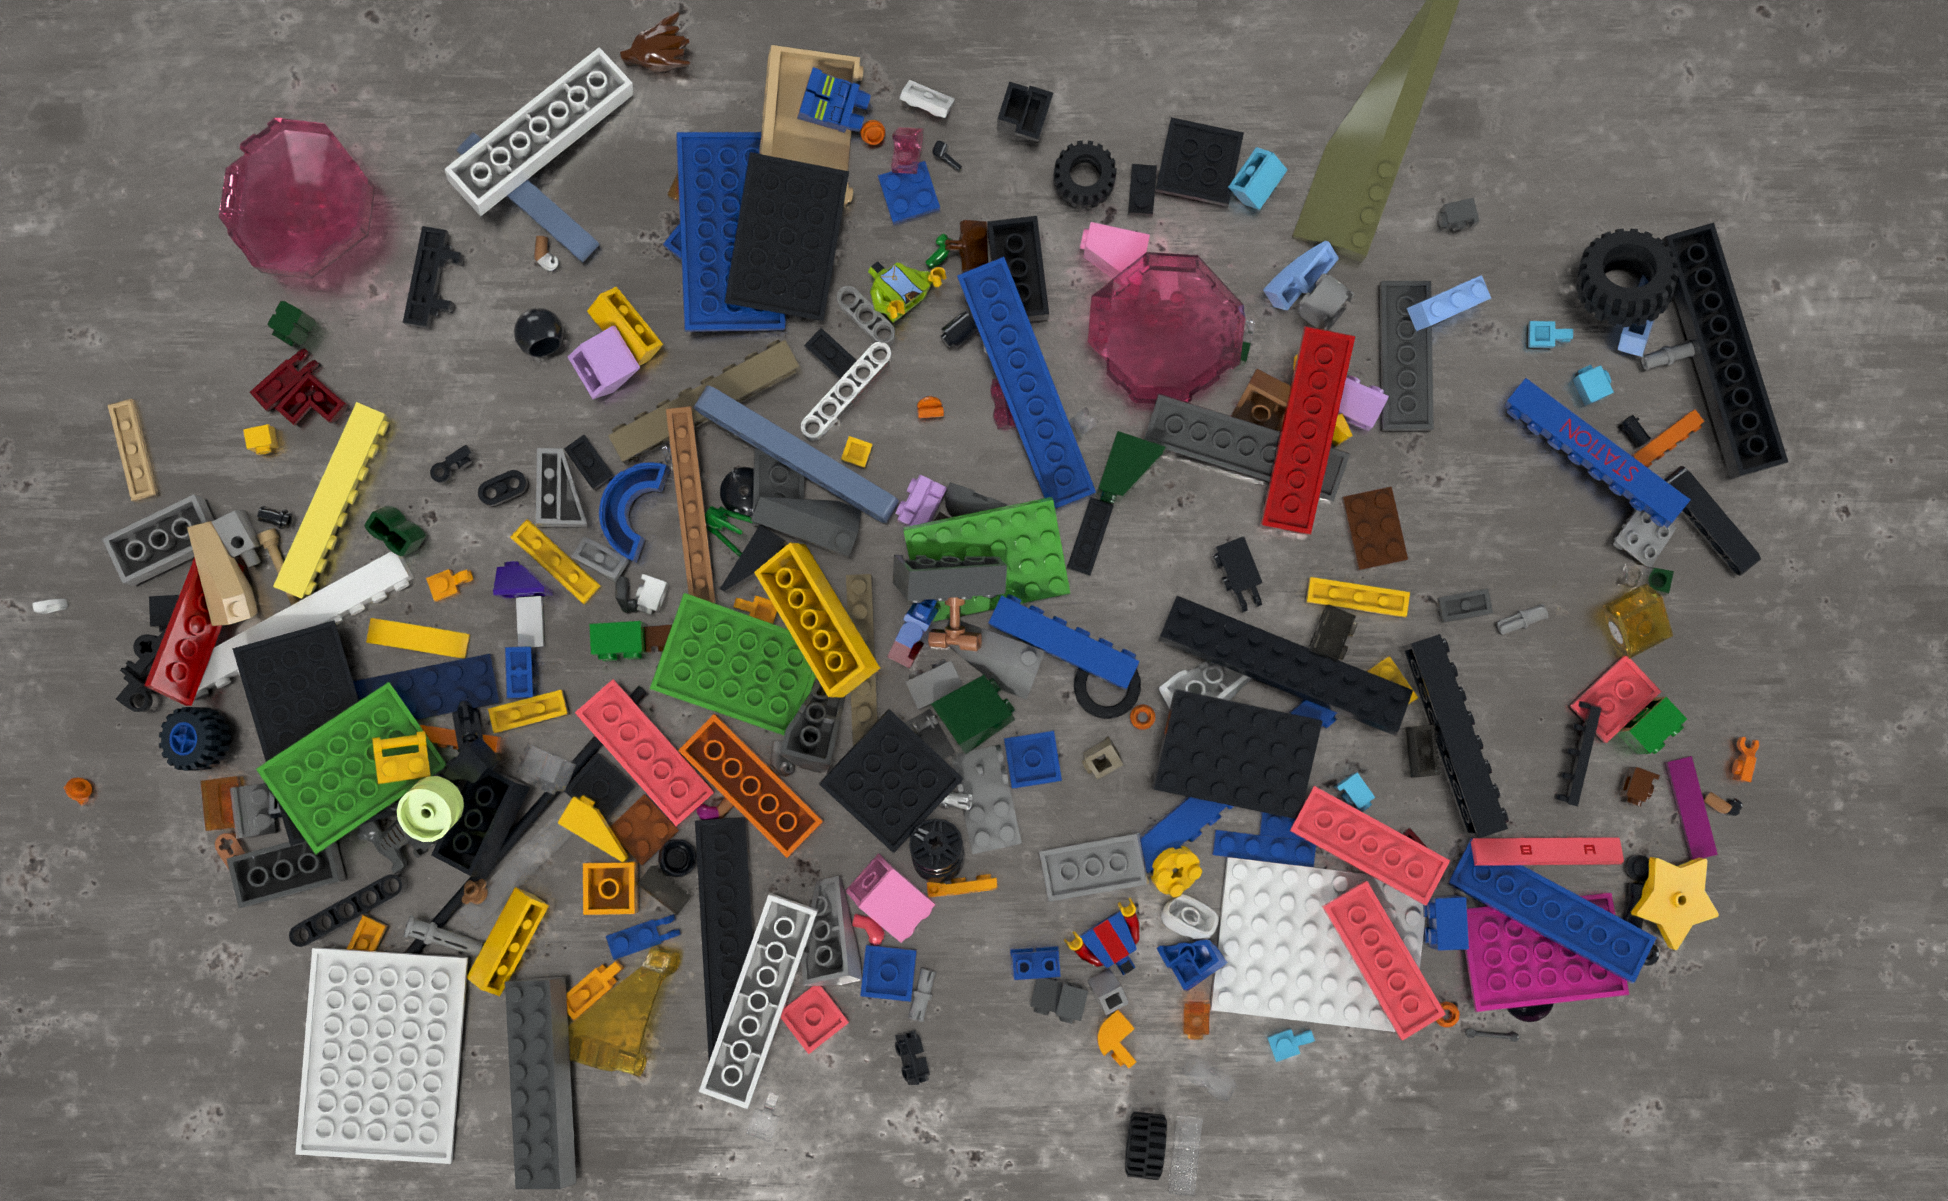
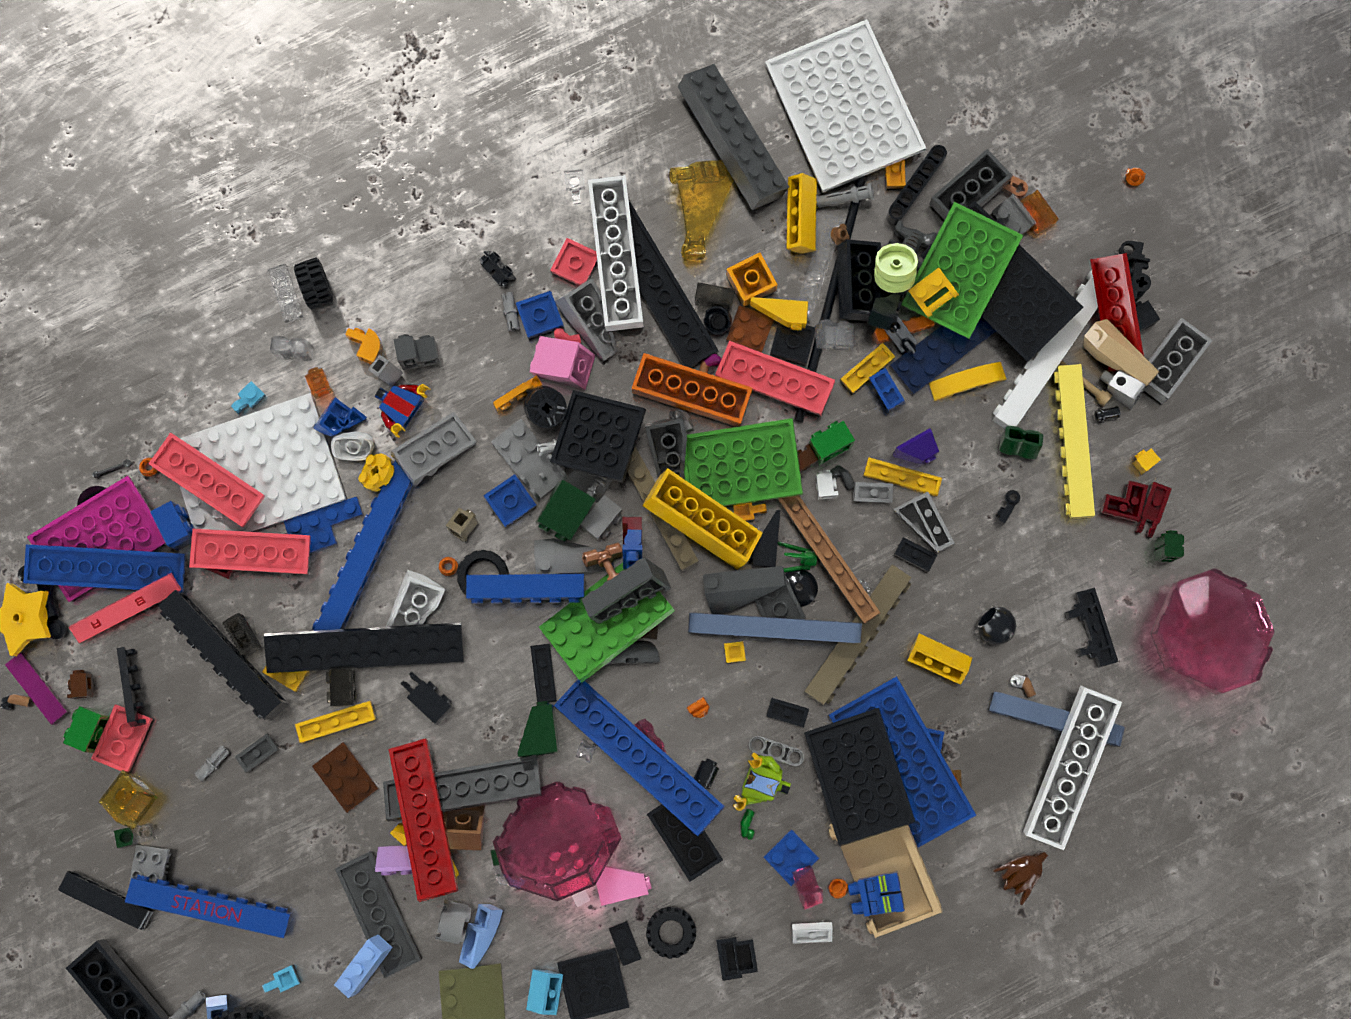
camera: 155 degrees right, 5 degrees down
(50, 606) = (1222, 283): white tile -> none
(133, 450) = (1228, 412): tan tile -> none
(194, 738) = (1077, 242): black wheel -> none
(446, 583) = (967, 426): light orange plate -> none
(503, 487) = (964, 508): black plate -> none
(530, 621) = (897, 426): white tile -> none
(591, 989) = (731, 211): light orange hinge -> none
(604, 362) = (940, 626): lavender slope -> none
(618, 499) = (880, 531): blue brick -> none
(639, 937) = (716, 259): blue hinge -> none
(849, 379) = (767, 682): white beam -> none
(922, 502) = (671, 638): lavender brick -> none
(940, 152) = (784, 900): black hand -> none
(971, 244) = (726, 840): reddish brown plate -> none
(1035, 965) = (440, 362): blue hips -> none
(1236, 754) = (369, 568): black plate -> none
(1355, 792) = (277, 585): medium azure brick -> none
(1592, 384) = (233, 959): medium azure brick -> none
(1635, 430) = (188, 940): black pin -> none
(1669, 438) = (162, 945): orange piece -> none
(1745, 764) = (10, 737): orange plate -> none

